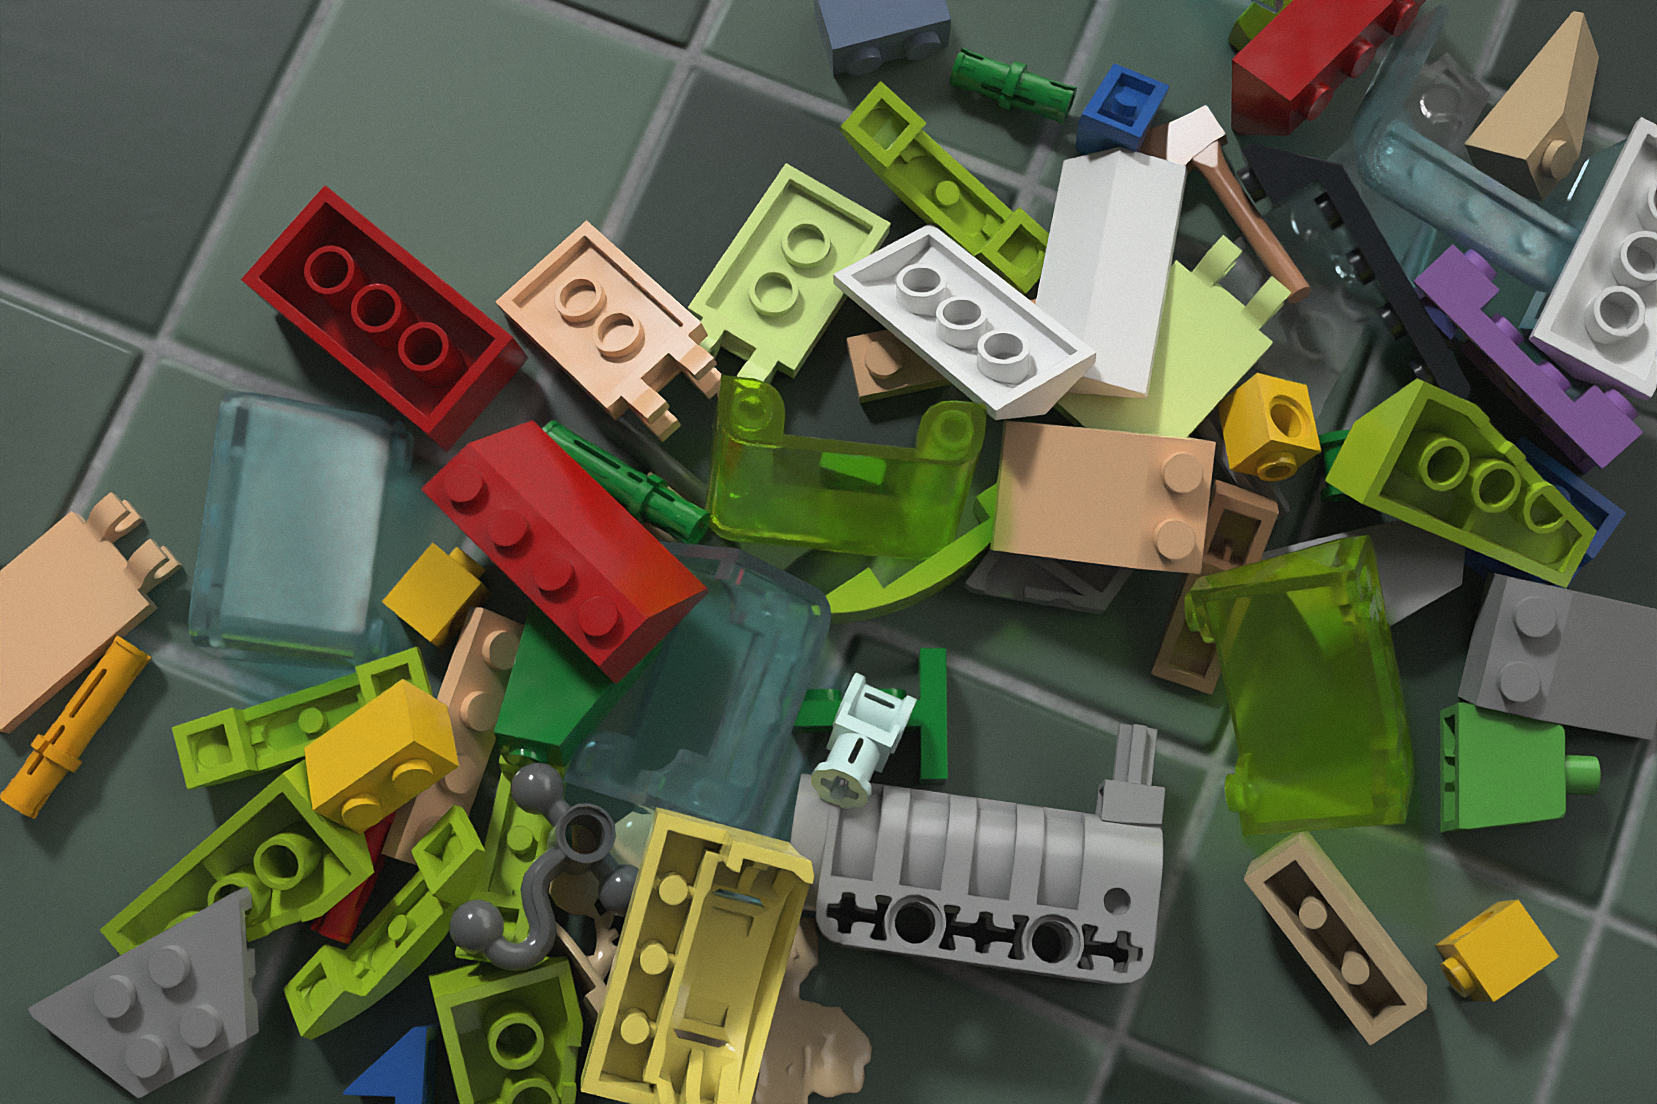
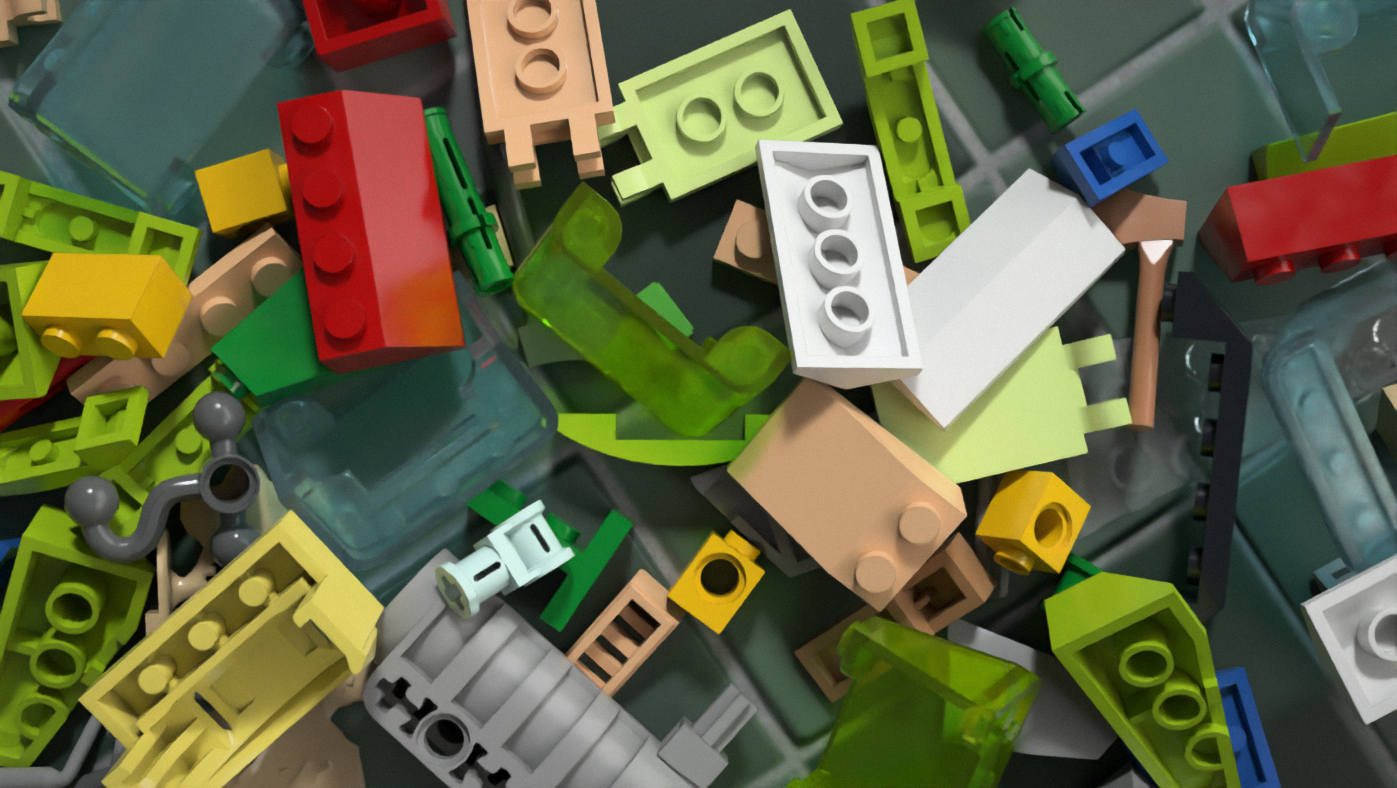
camera: 30 degrees right, 10 degrees up
(1006, 707) = (654, 600): none -> light nougat slope
(1042, 680) = (717, 608): none -> yellow brick
(1585, 429) = (1301, 700): medium lavender piece -> none

